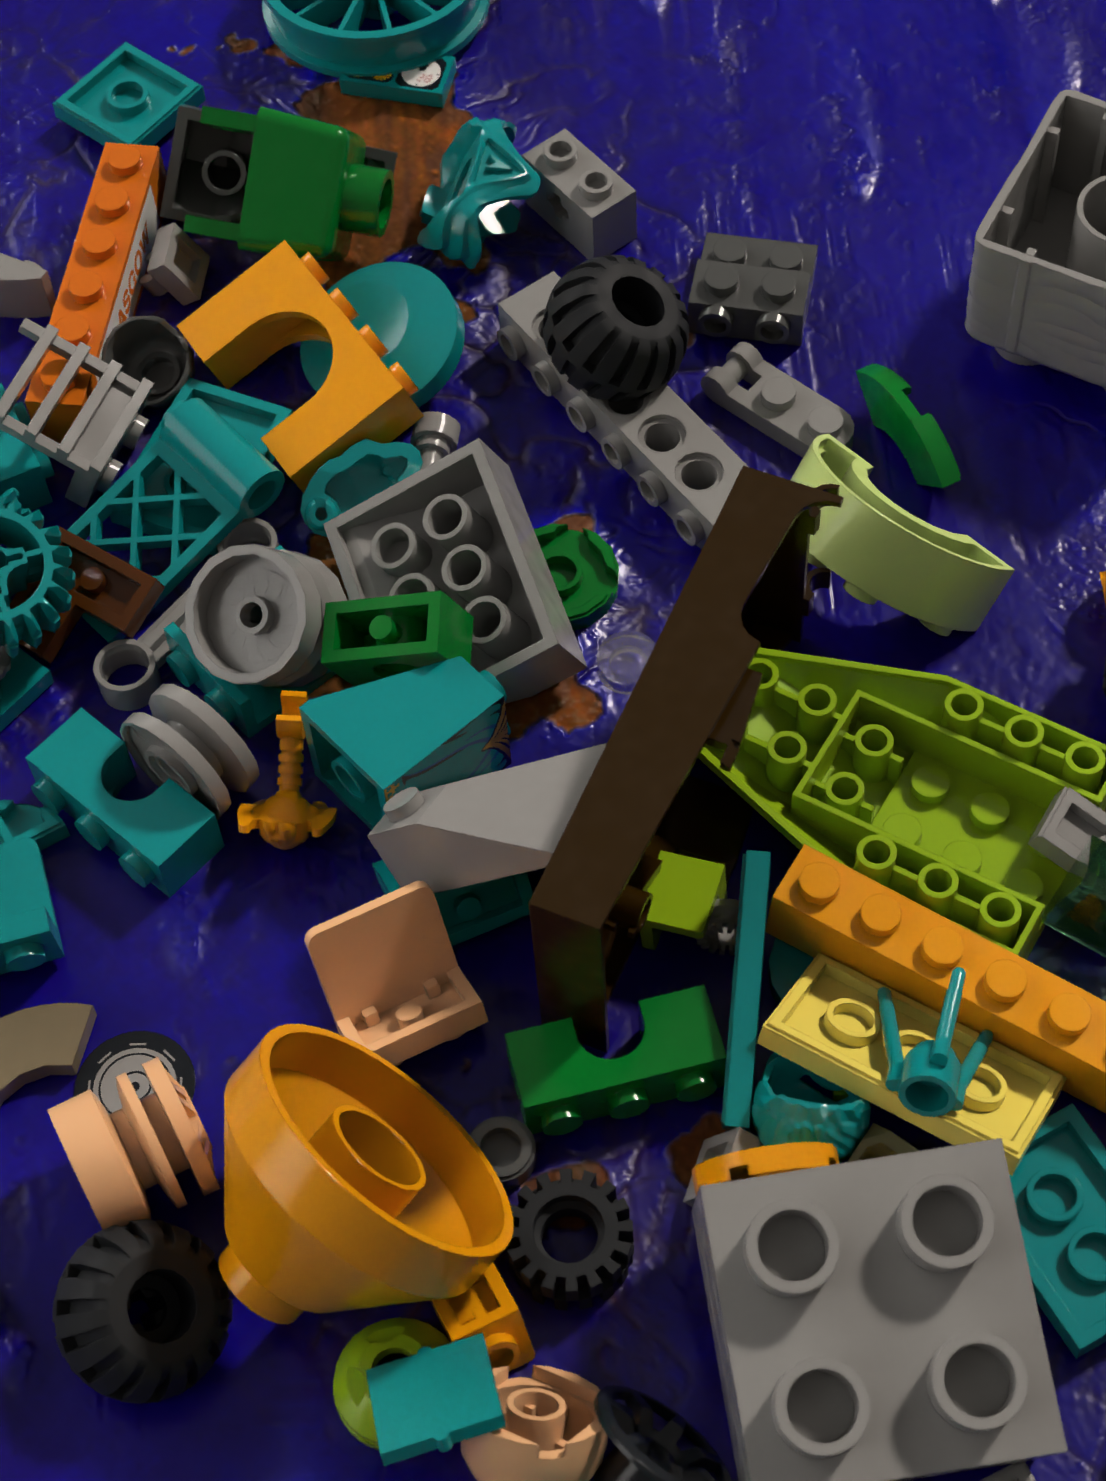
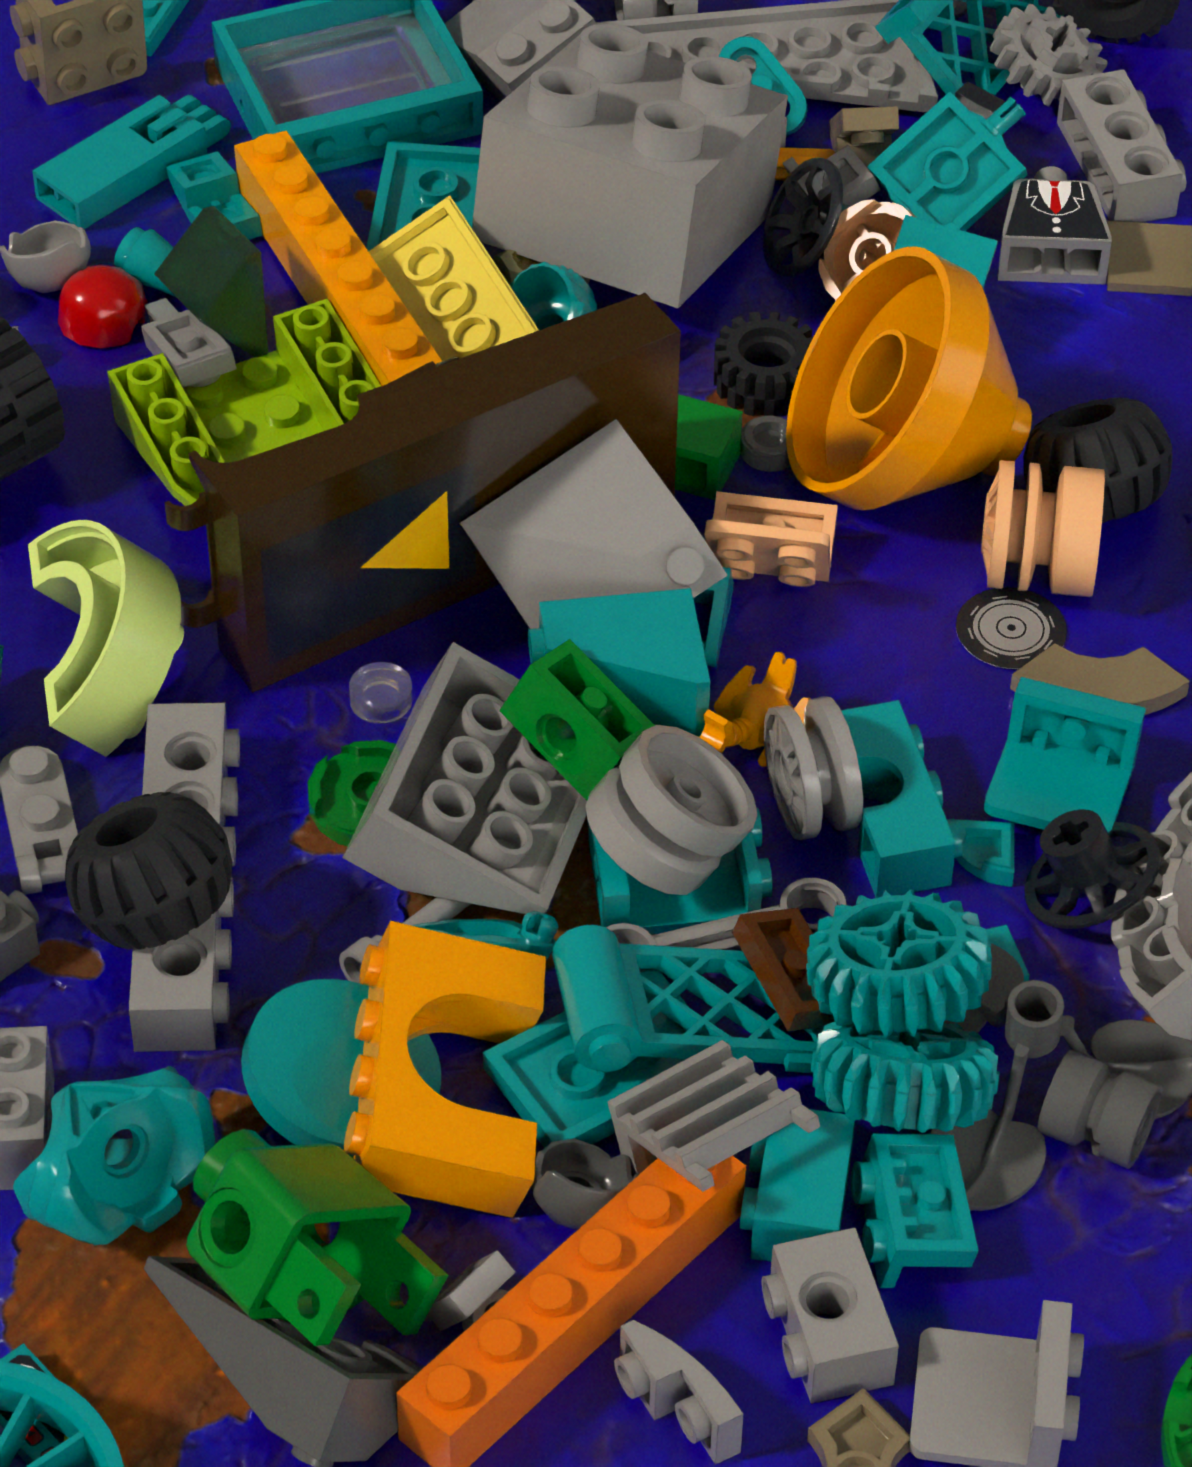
camera: 150 degrees left, 10 degrees down
(764, 1161) = (623, 248): light orange tile -> none
(931, 1075) = (463, 238): teal plant -> none

